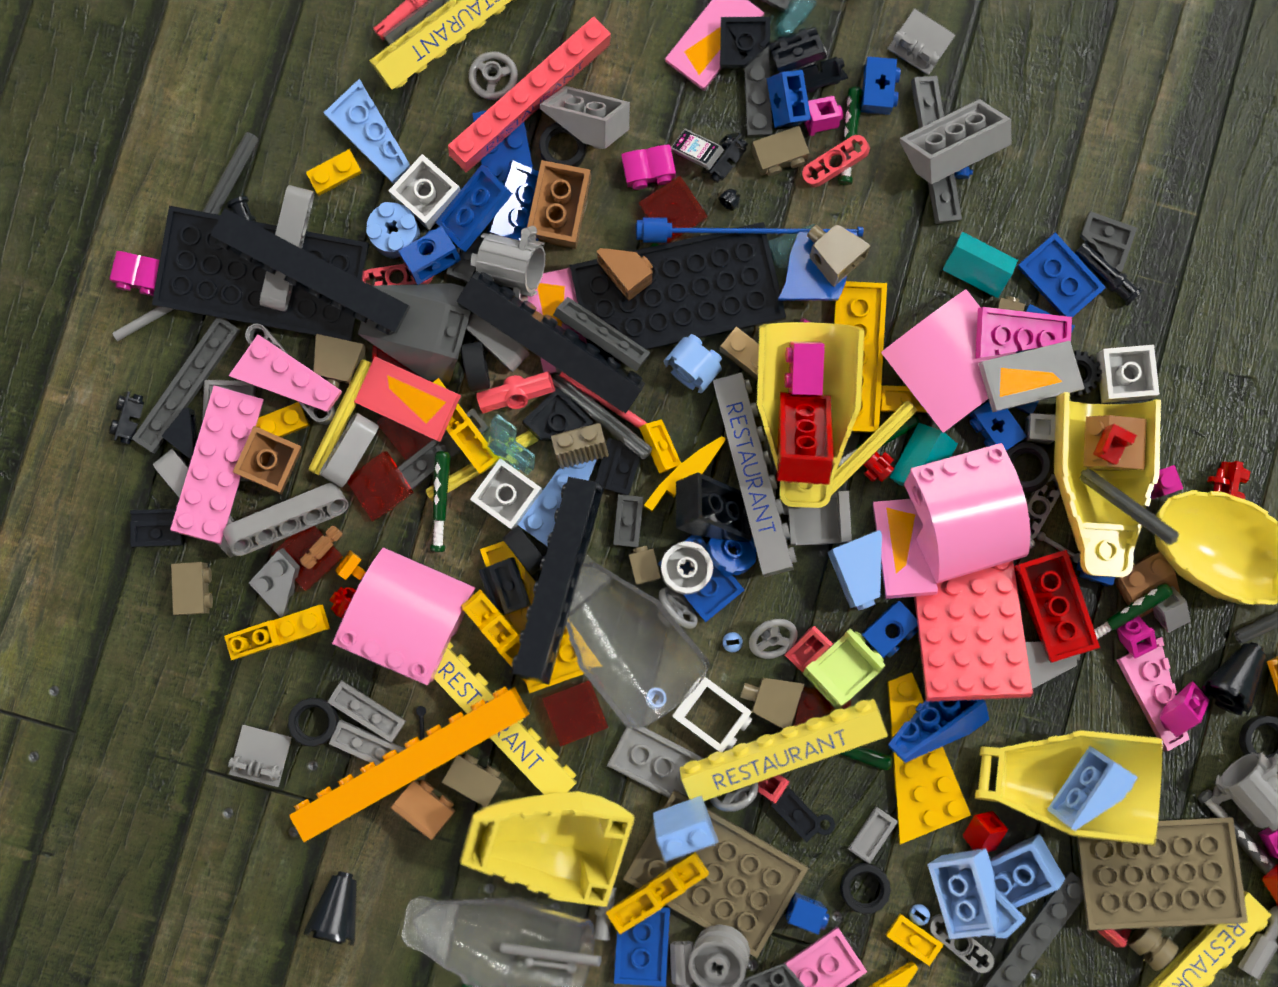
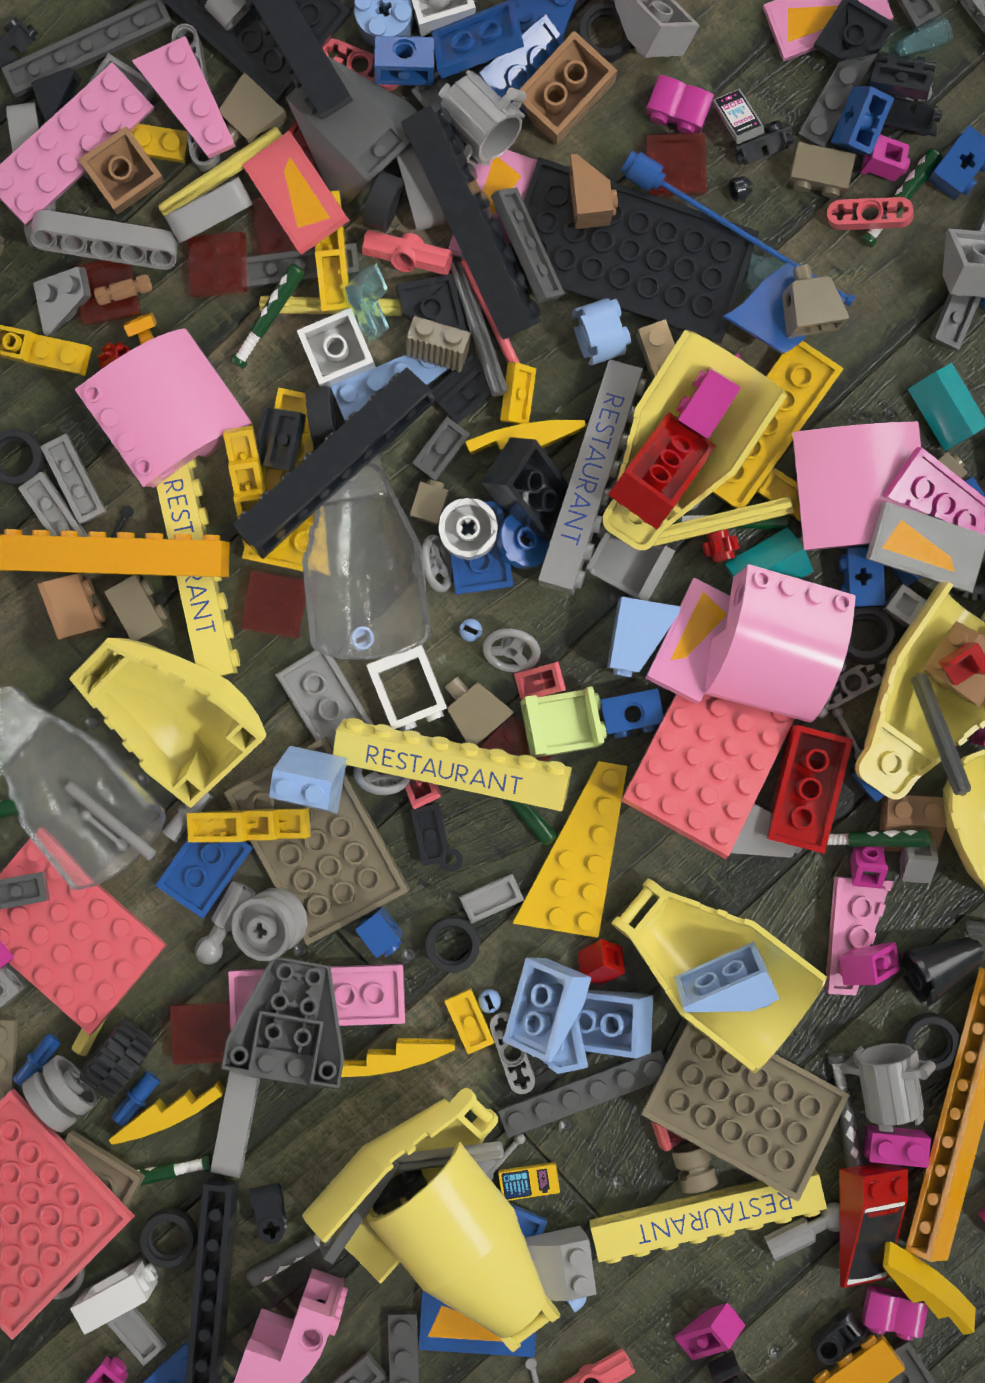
camera: 25 degrees right, 5 degrees up
(938, 725) = (618, 831): blue wedge -> none

